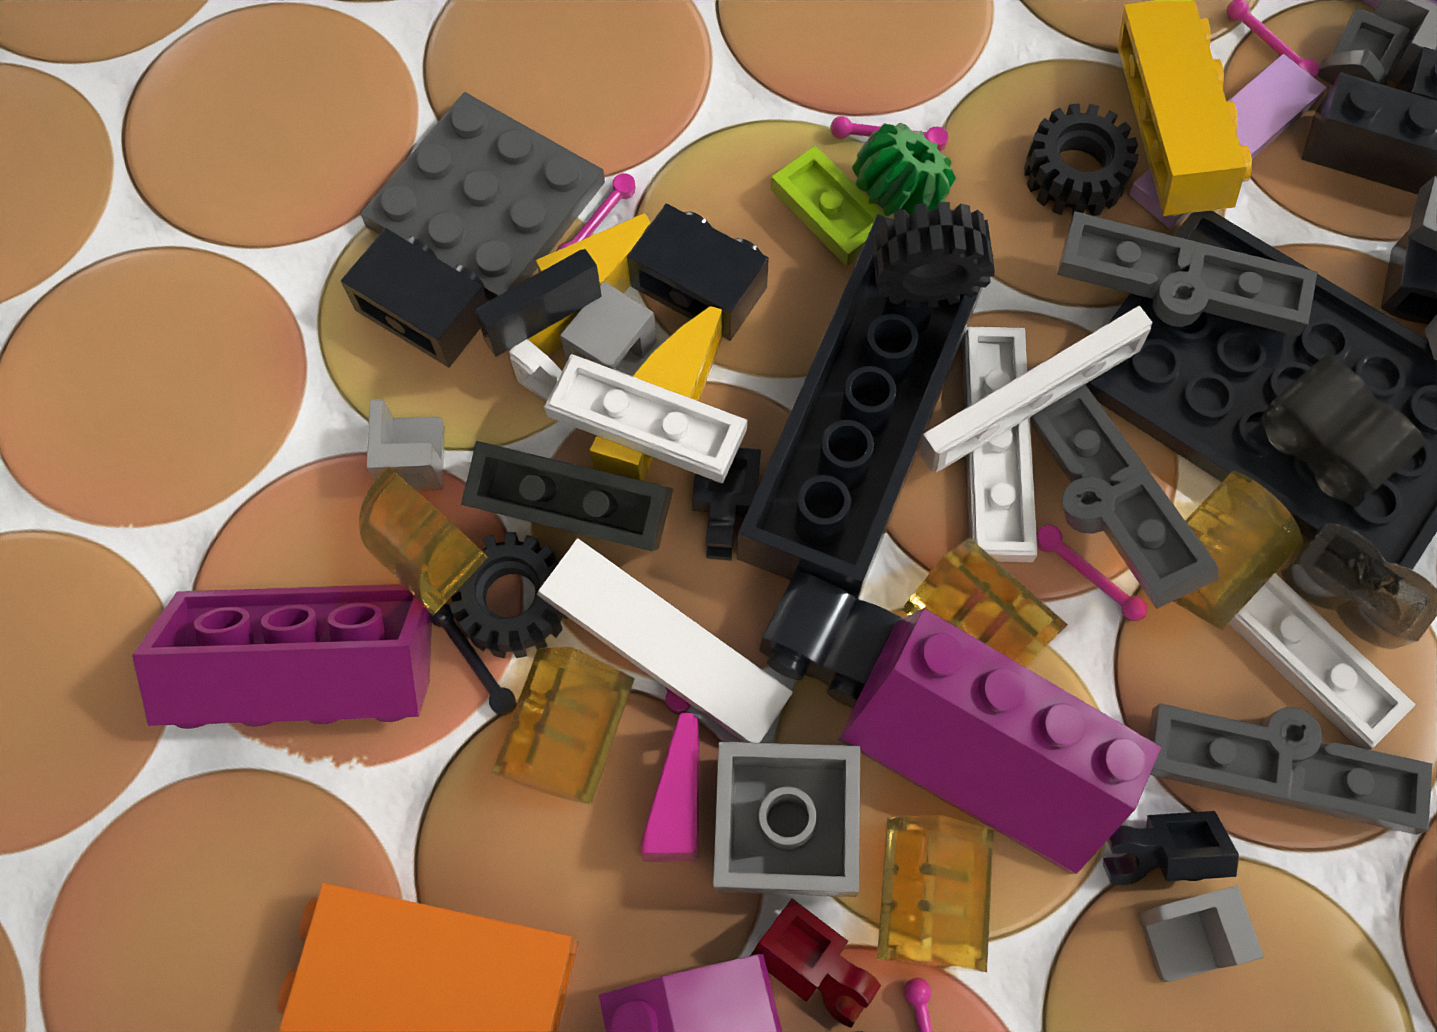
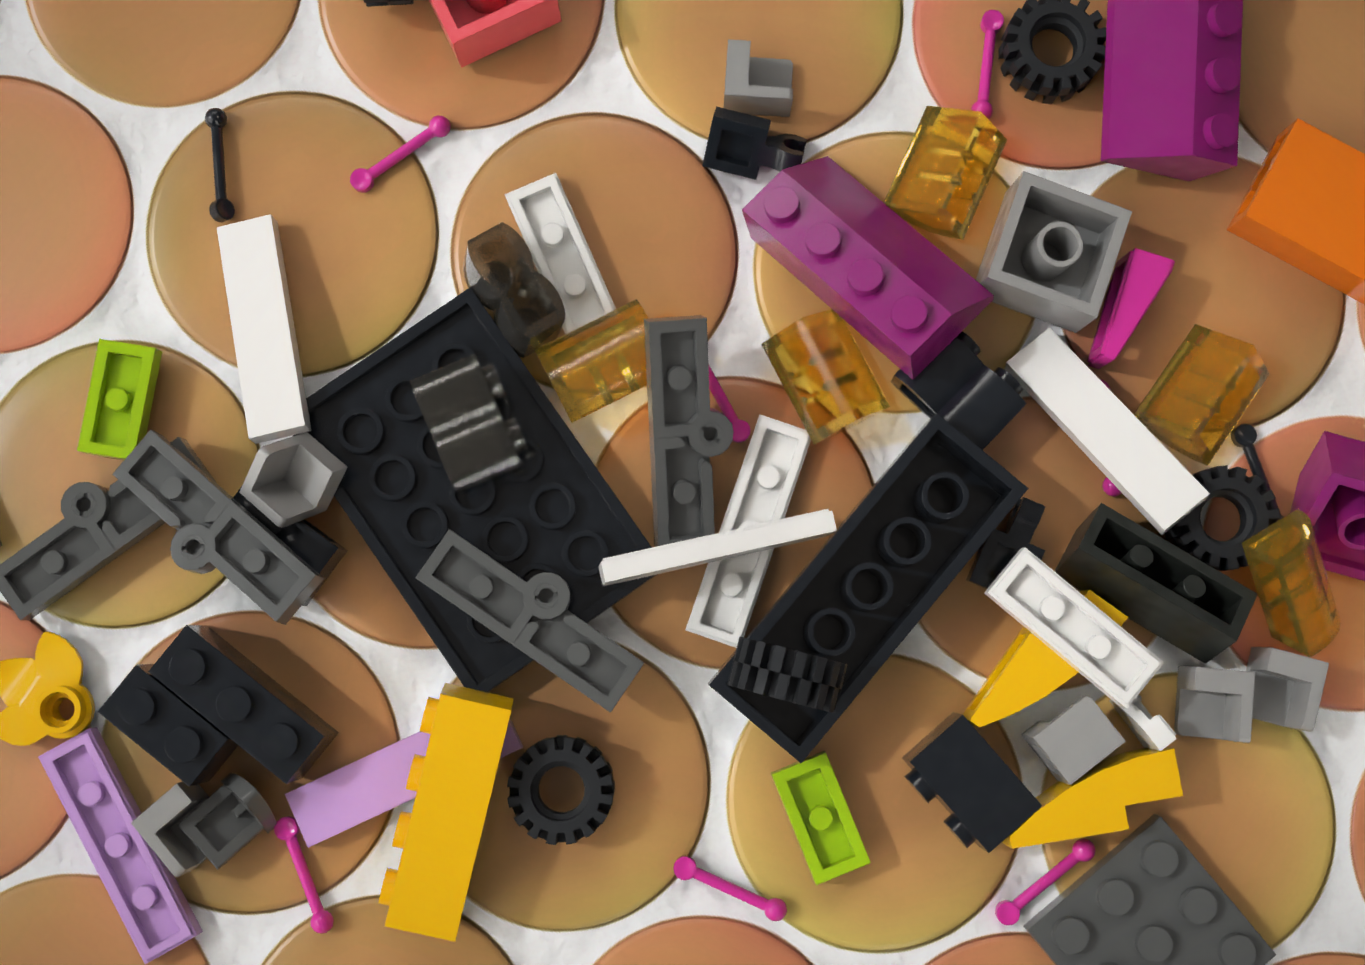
camera: 165 degrees left, 15 degrees up
(416, 295) = (1241, 840): black brick -> none
(472, 415) = (1214, 703): none -> light grey panel
(539, 302) = (1147, 766): black tile -> none
(807, 957) = (1062, 154): dark red plate -> none
(902, 170) = (745, 820): green gear -> none
(1292, 767) = (631, 179): dark grey hinge -> none

